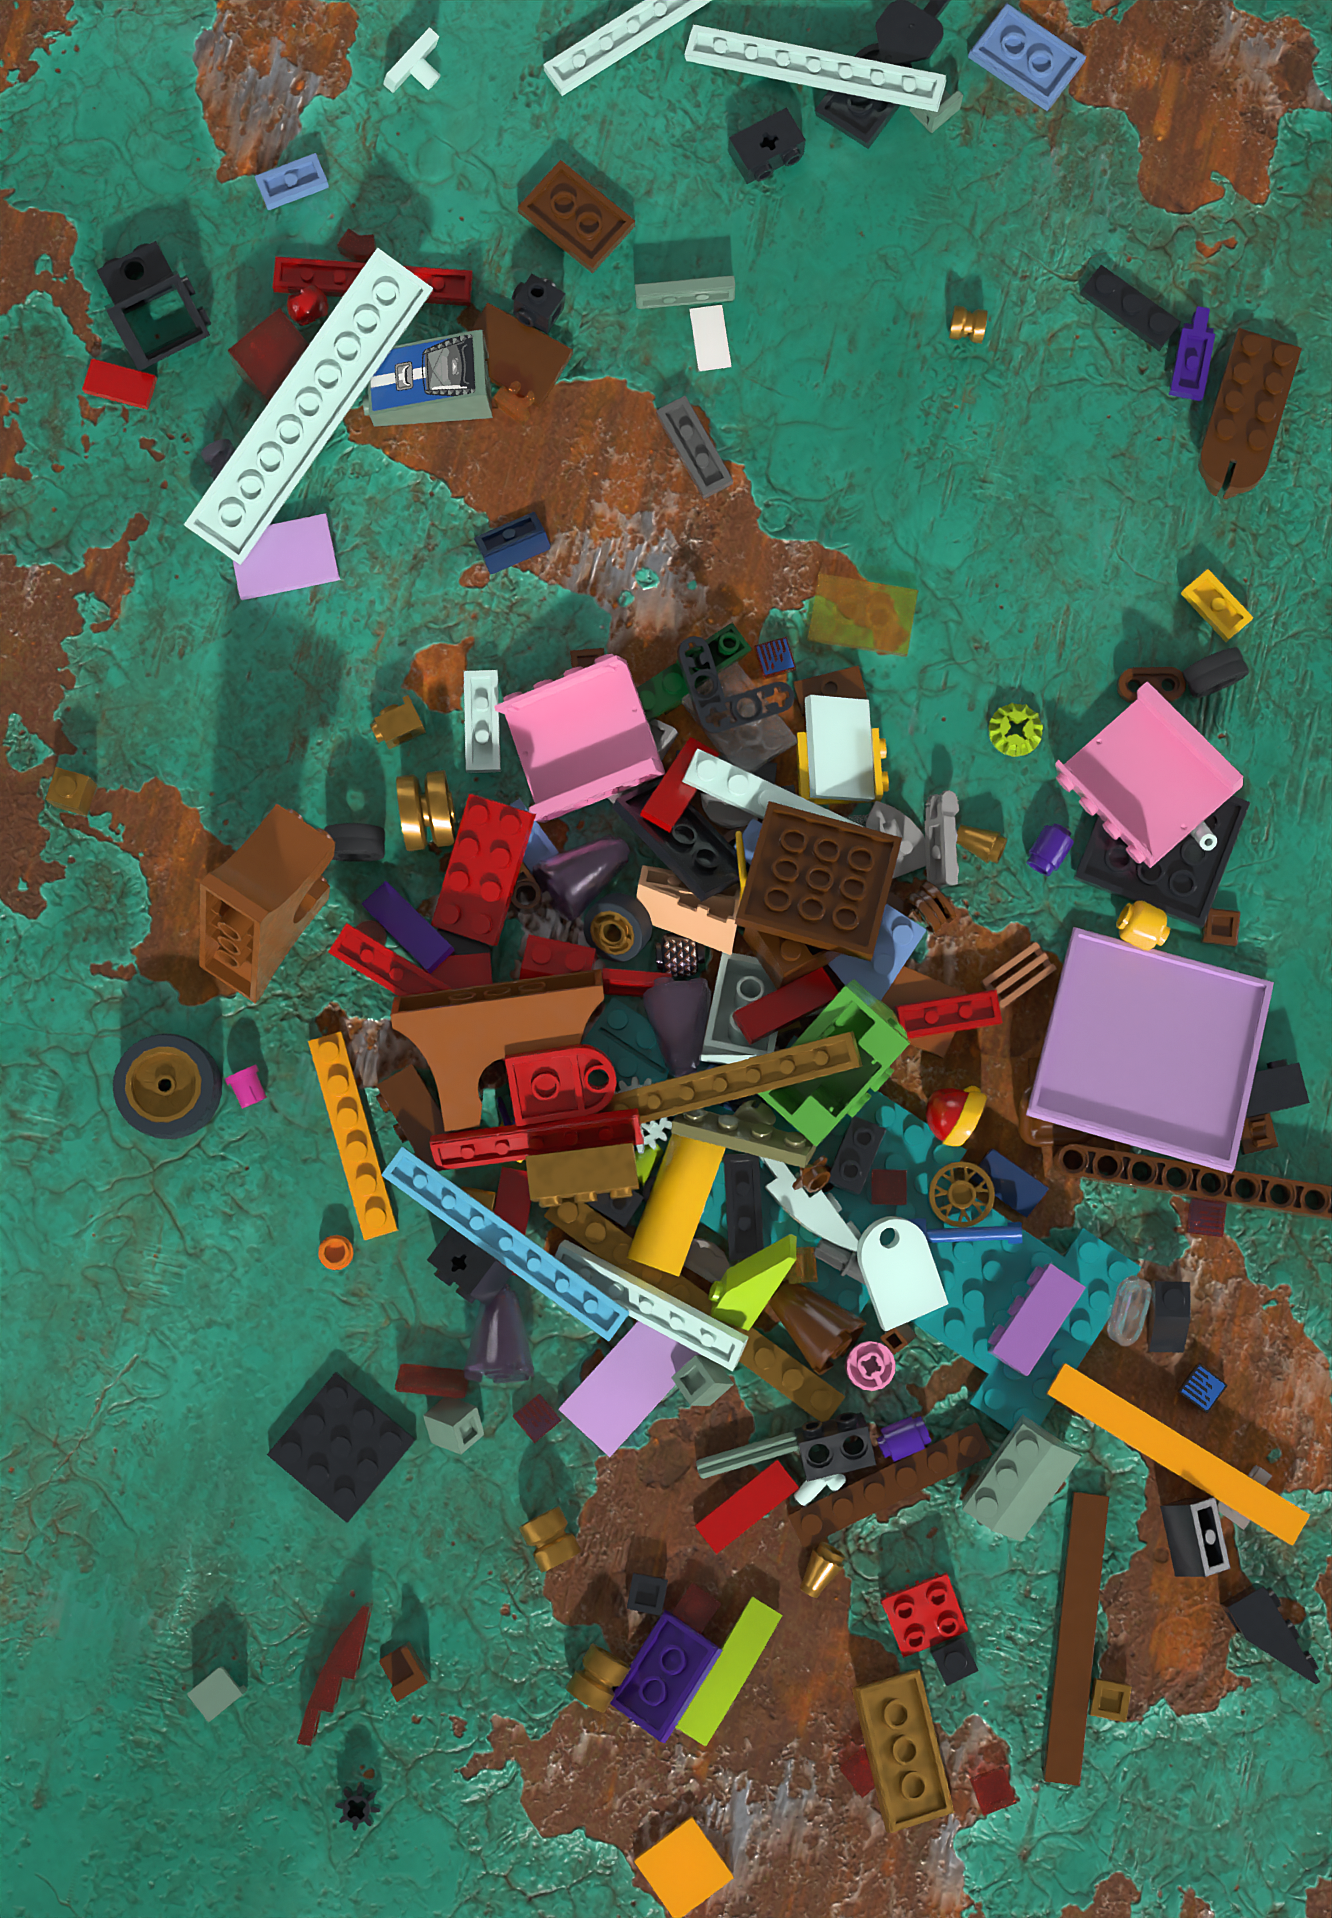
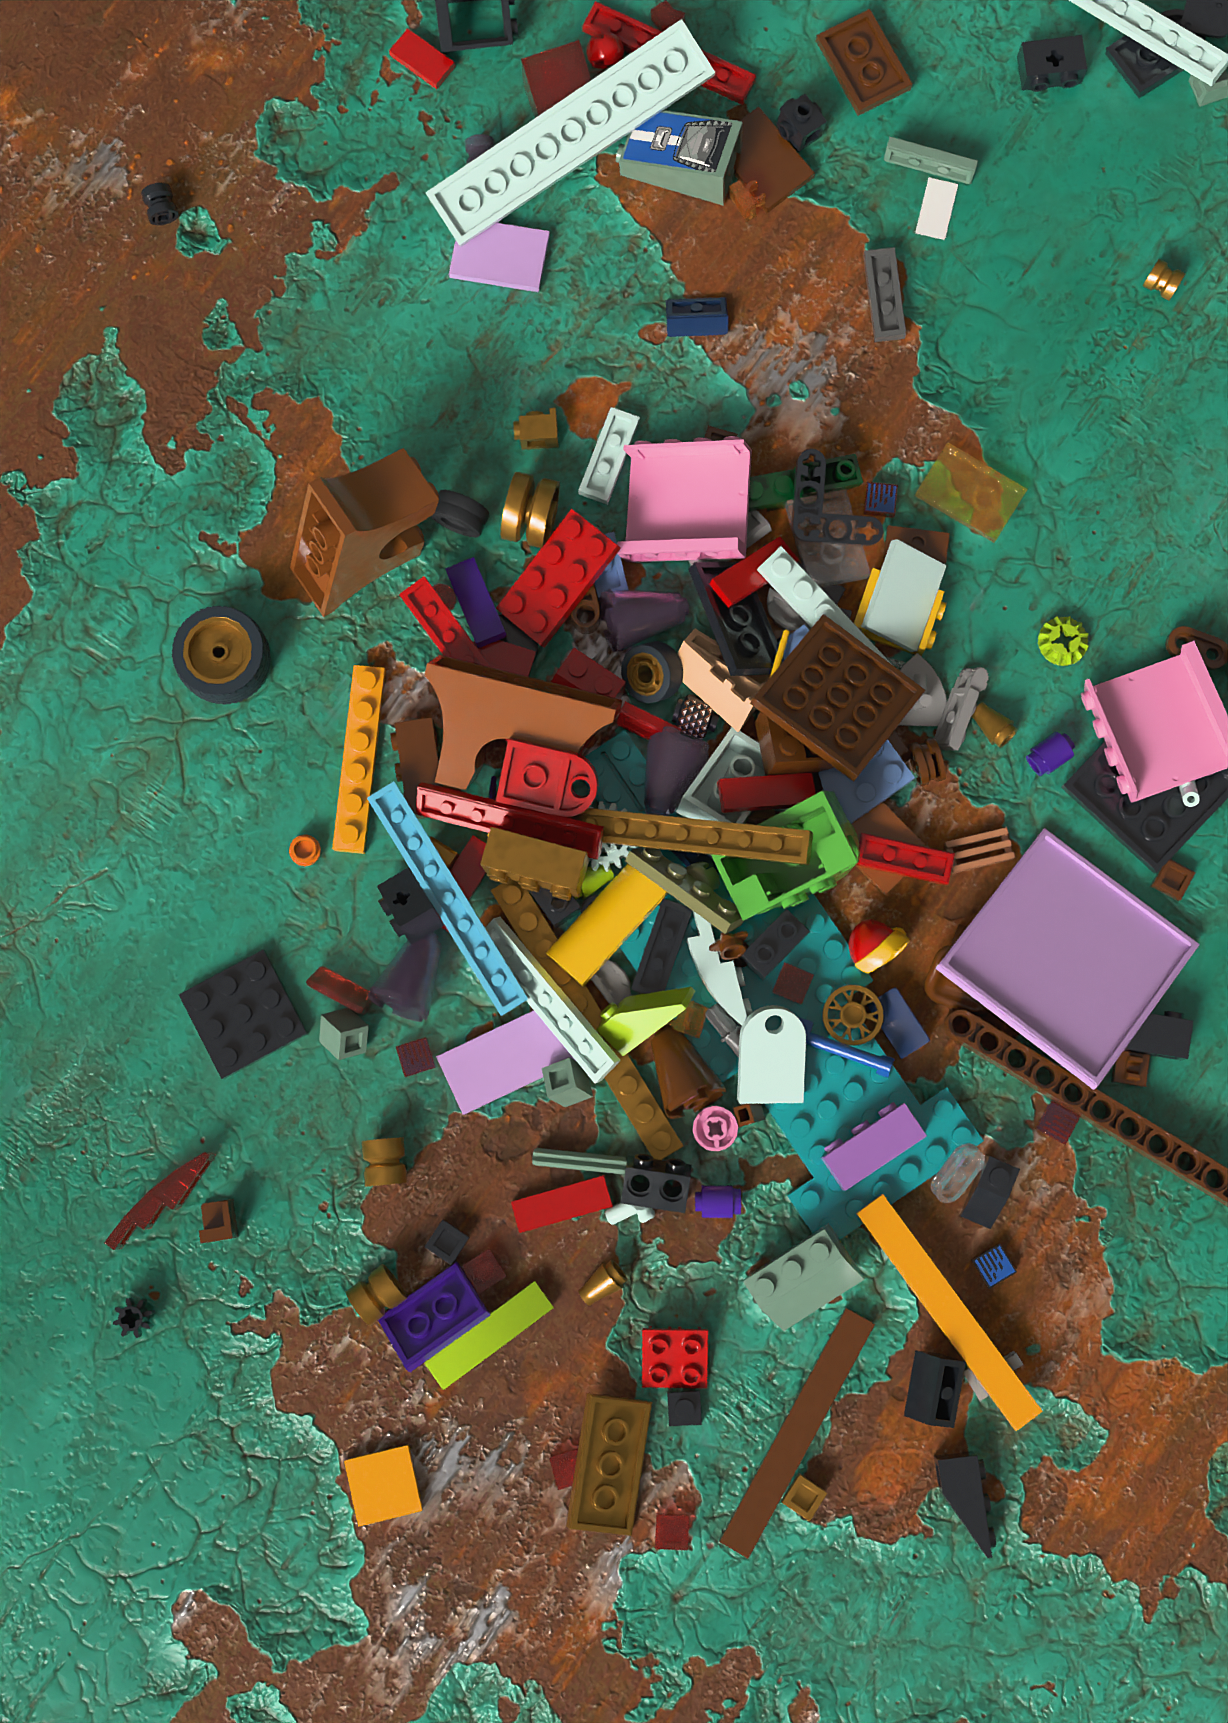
camera: 30 degrees right, 0 degrees up
(71, 791) = (242, 380): pearl gold brick -> none
(215, 1693) = (54, 1174): sand green panel -> none
(247, 1086) = (287, 682): dark pink bush -> none
(889, 1484) = (690, 1236): reddish brown plate -> none
(1143, 925) = (1105, 850): yellow head -> none

